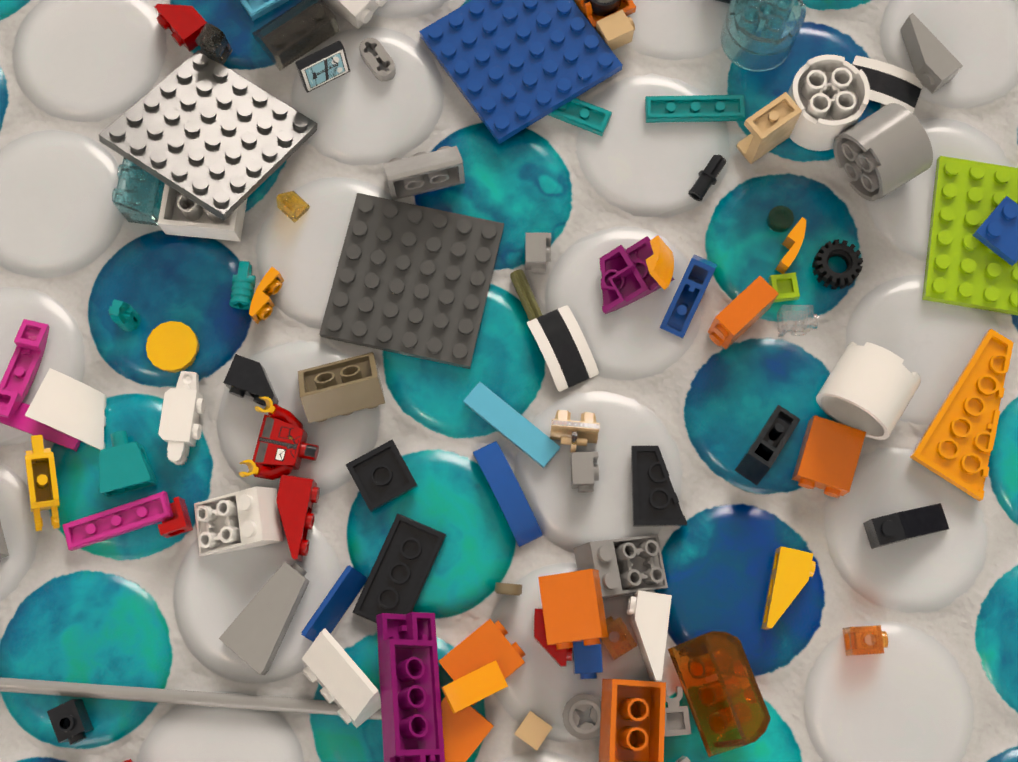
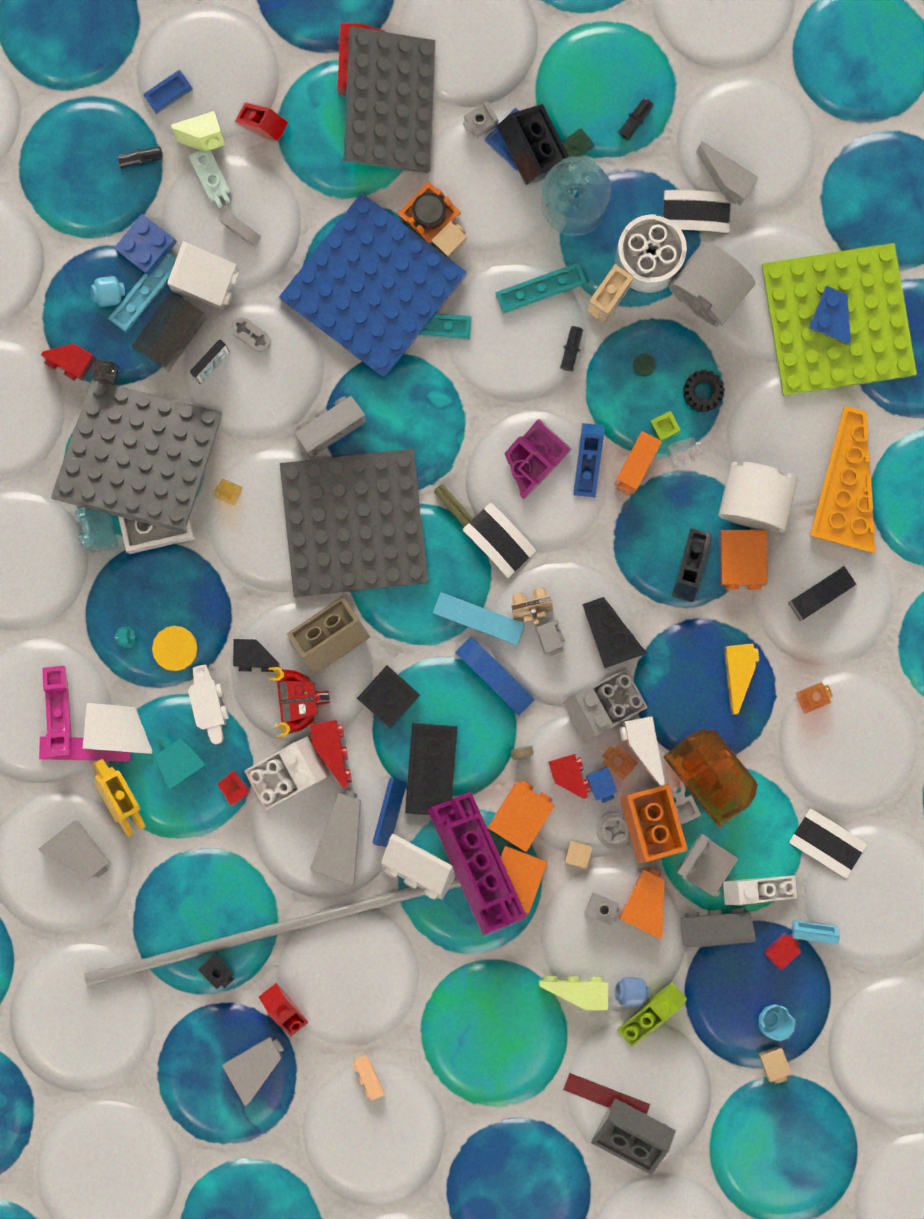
camera: 20 degrees left, 10 degrees up
(117, 521) = (189, 805): dark pink tile -> none
(242, 287) = (214, 578): teal hinge -> none
(261, 304) = (236, 587): light orange slope -> none
(474, 686) = (523, 837): light orange slope -> none
(537, 251) = (450, 465): light grey brick -> none
(573, 608) = (579, 752): orange brick -> none
(661, 262) = (557, 443): light orange slope -> none
(793, 243) = (661, 382): light orange slope -> none

